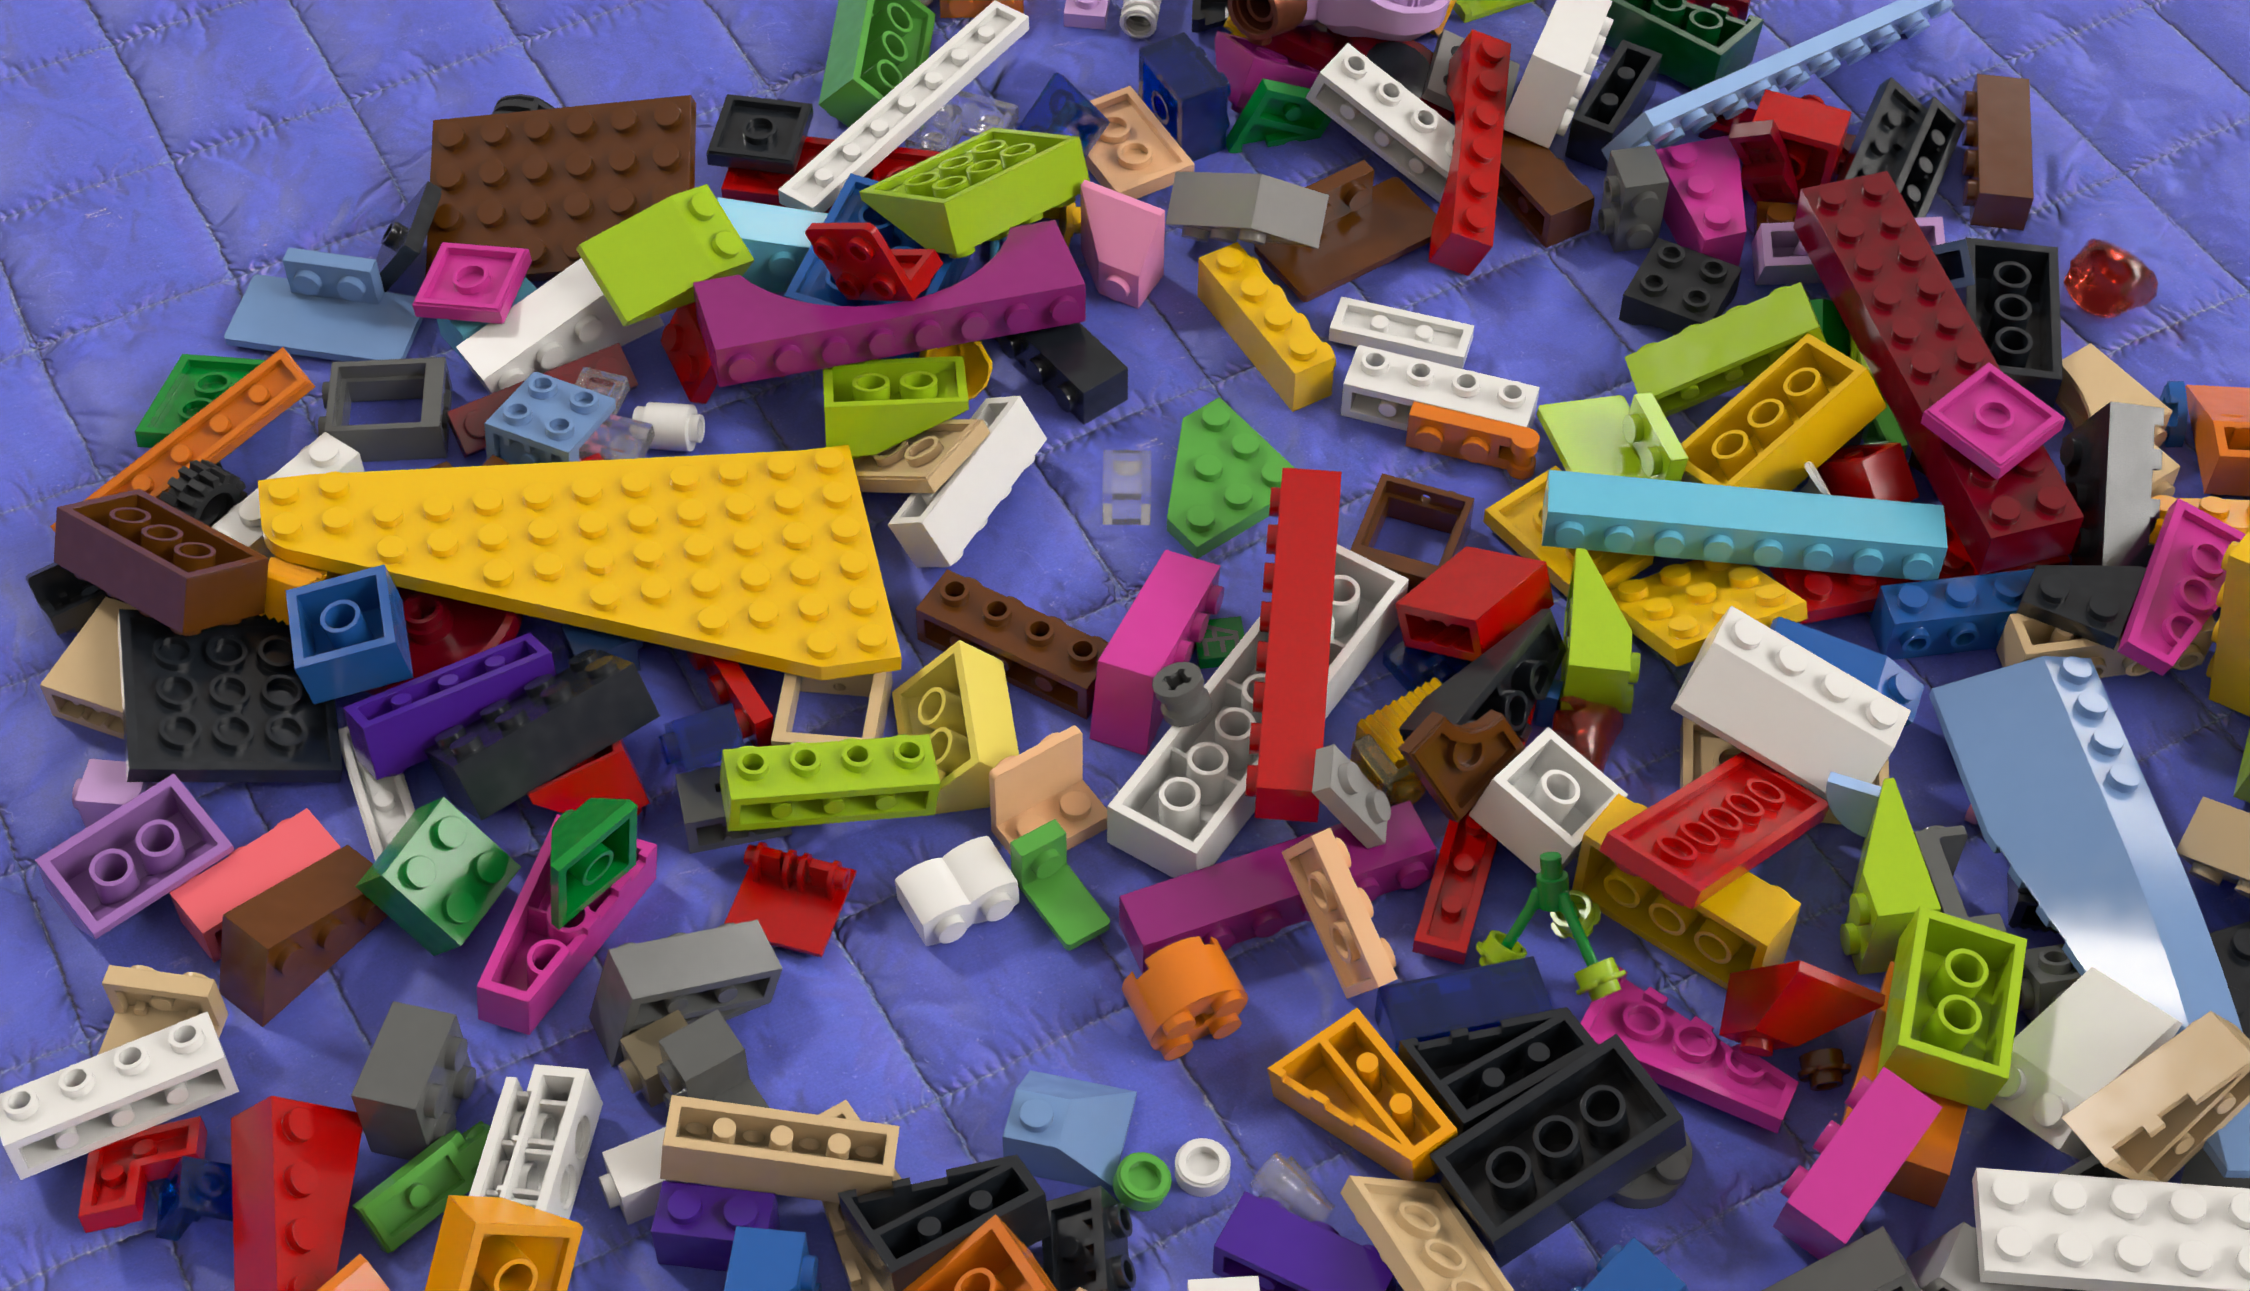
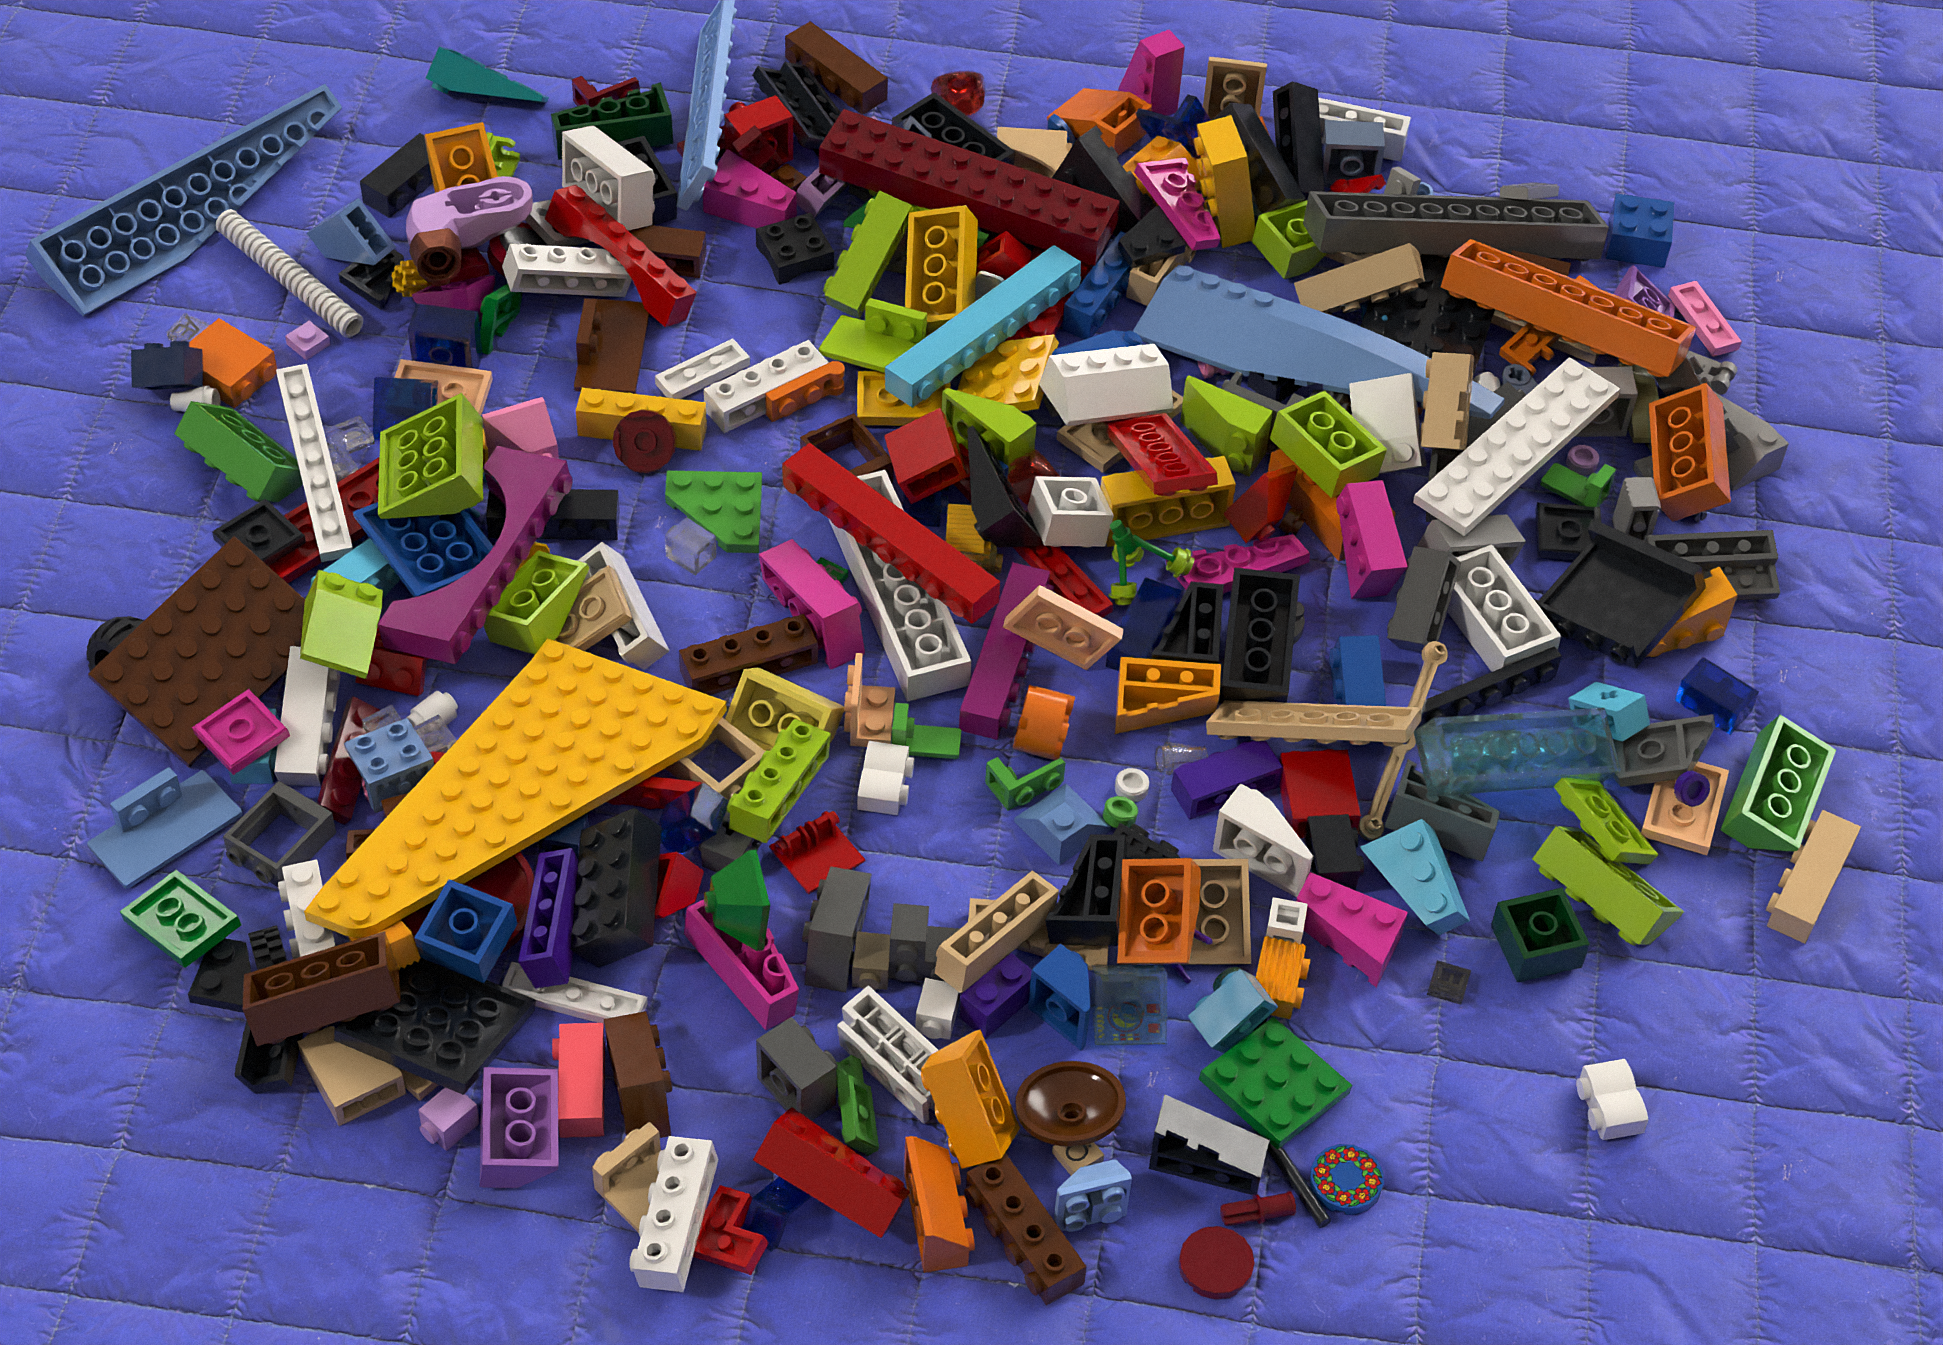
camera: 55 degrees left, 0 degrees up
(217, 427) = (227, 946): orange tile -> none
(407, 234) = (152, 744): black plate -> none
(438, 876) = (670, 987): green brick -> none
(867, 266) = (460, 536): red bracket -> none
(1070, 1048) = (1016, 792): none -> bright green bracket
(1182, 694) = (875, 608): dark grey wheel -> none
(1229, 346) = (644, 441): none -> dark red tile
(1246, 209) = (564, 368): light grey wedge -> none
(1350, 796) = (1006, 573): light grey plate -> none
(1460, 759) = (1027, 518): reddish brown tile -> none
(1633, 198) = (724, 217): dark grey brick -> none
(1852, 801) = (1175, 402): light blue tile -> none
(1993, 420) = (1042, 186): dark pink plate -> none

